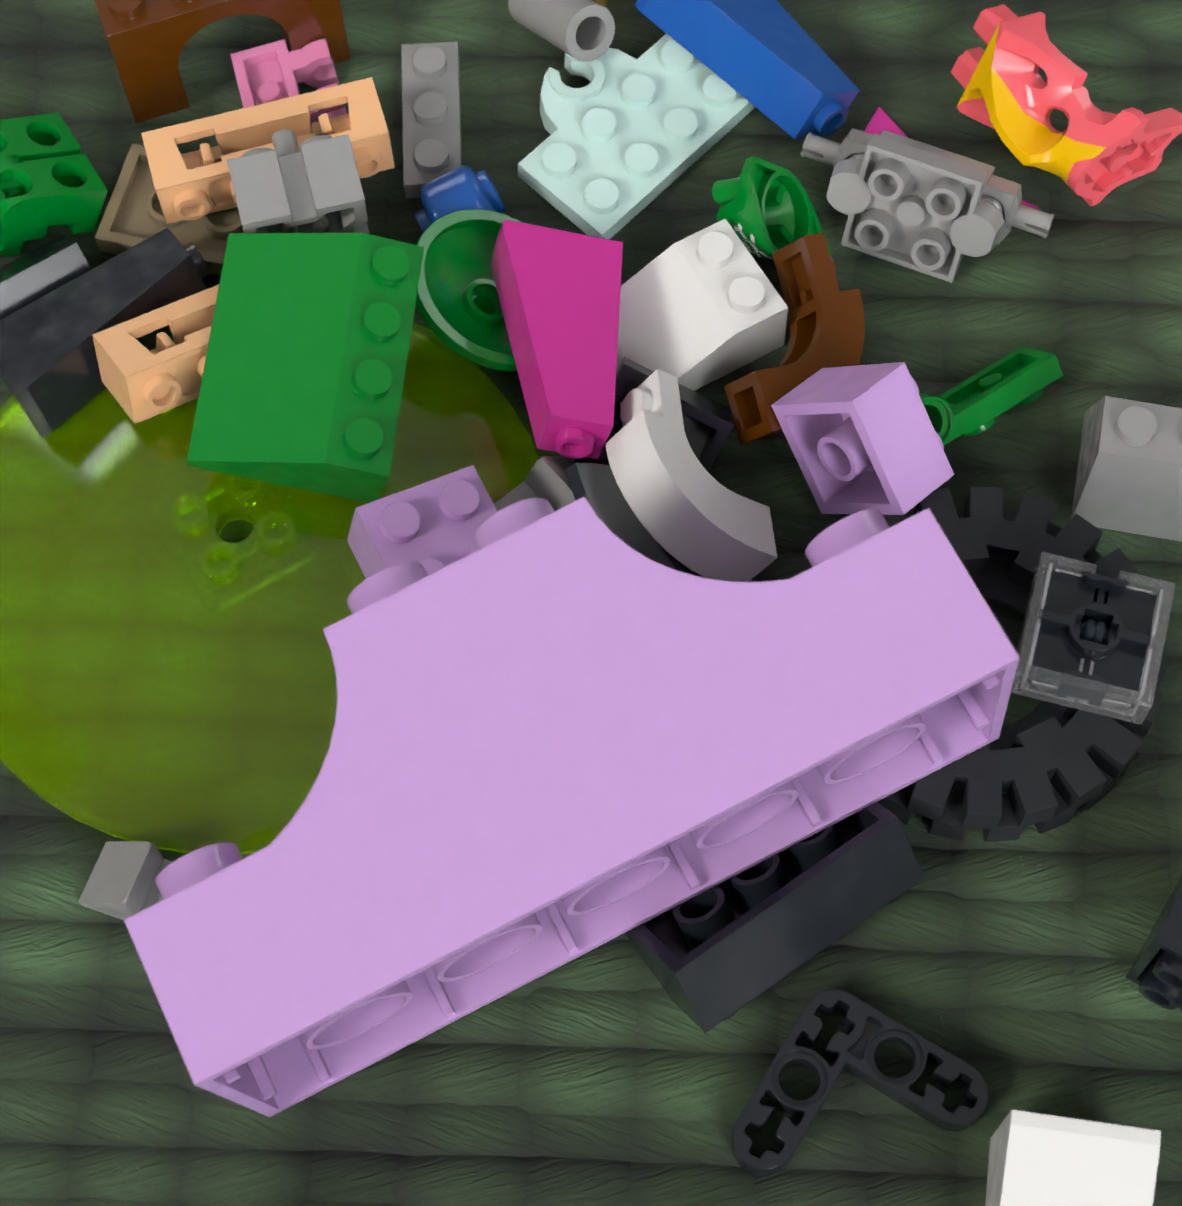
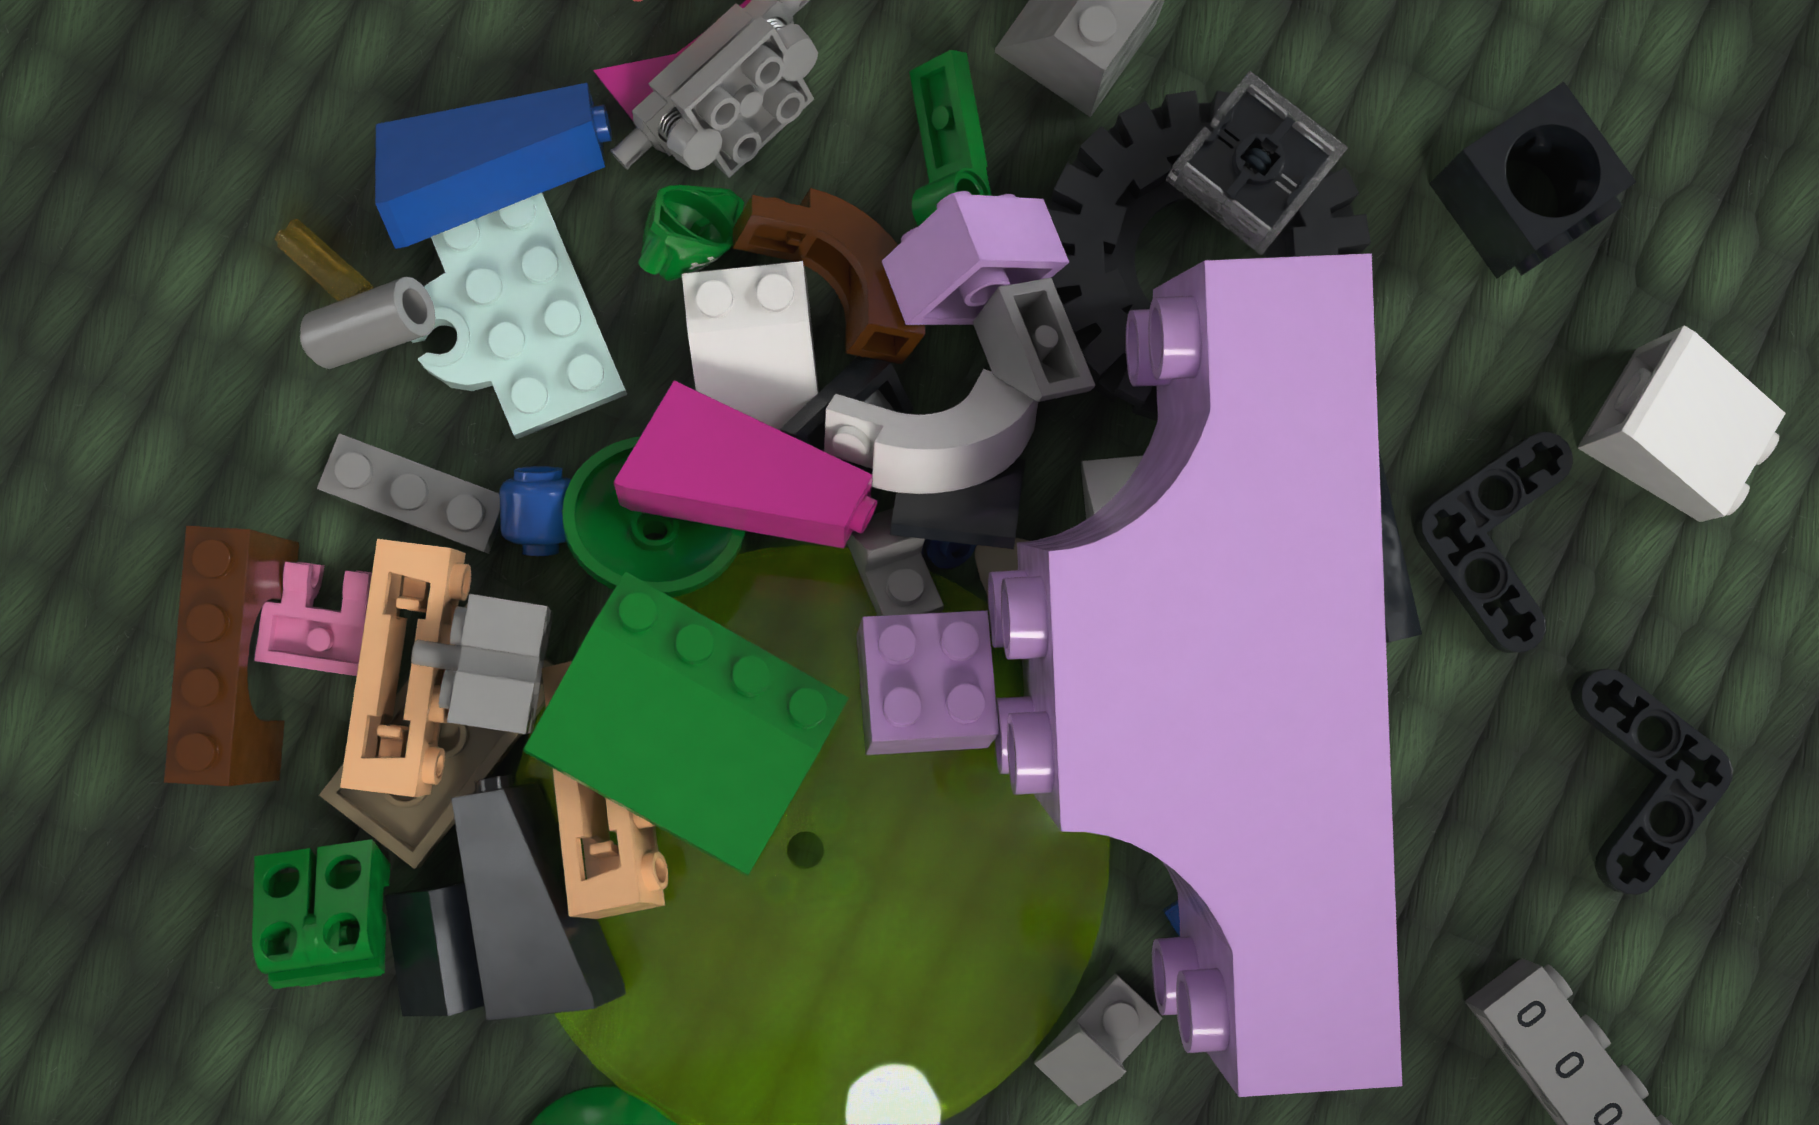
camera: 70 degrees left, 20 degrees up
(806, 514) = (1032, 341): none -> light grey slope

